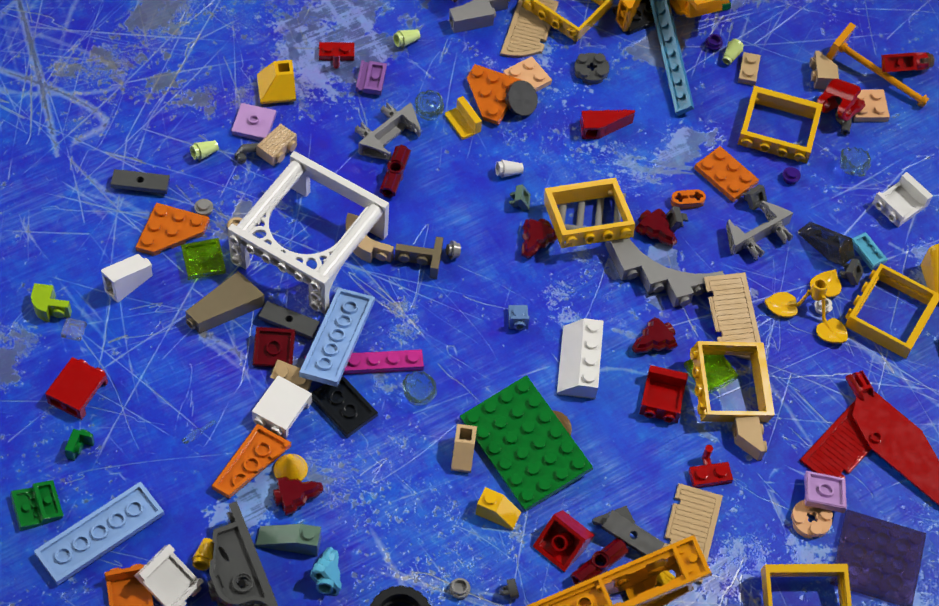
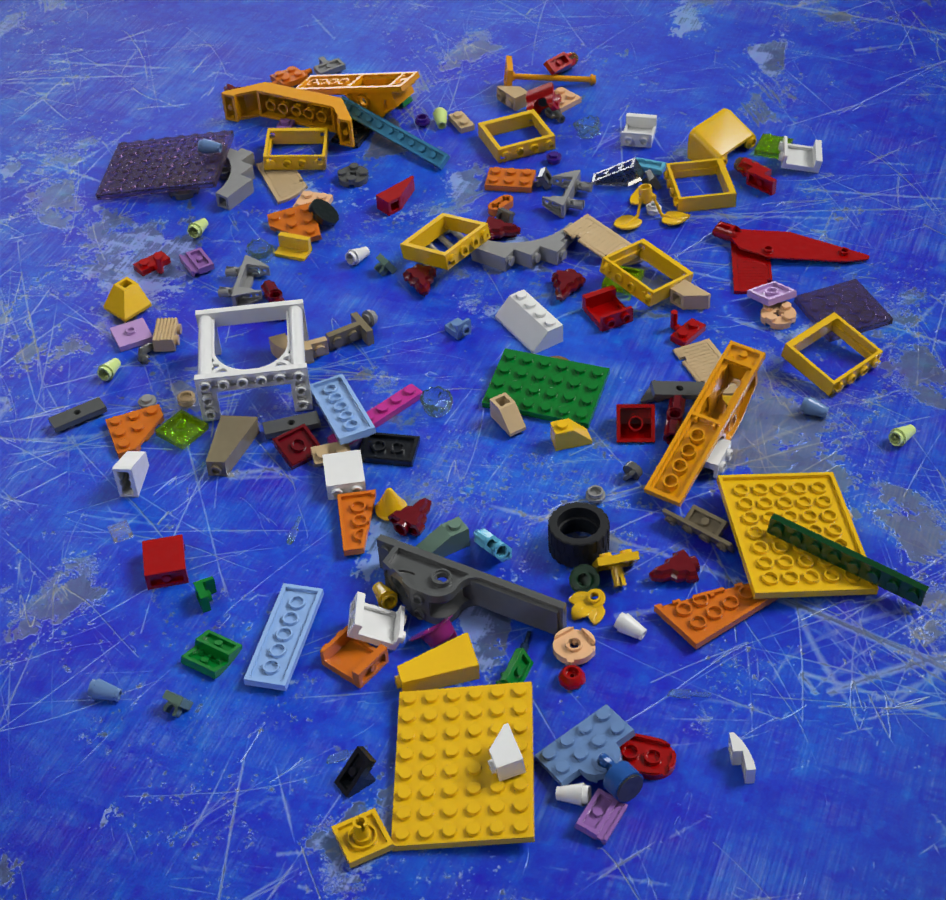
camera: 30 degrees left, 15 degrees down
(46, 305) = (79, 529): lime brick -> none

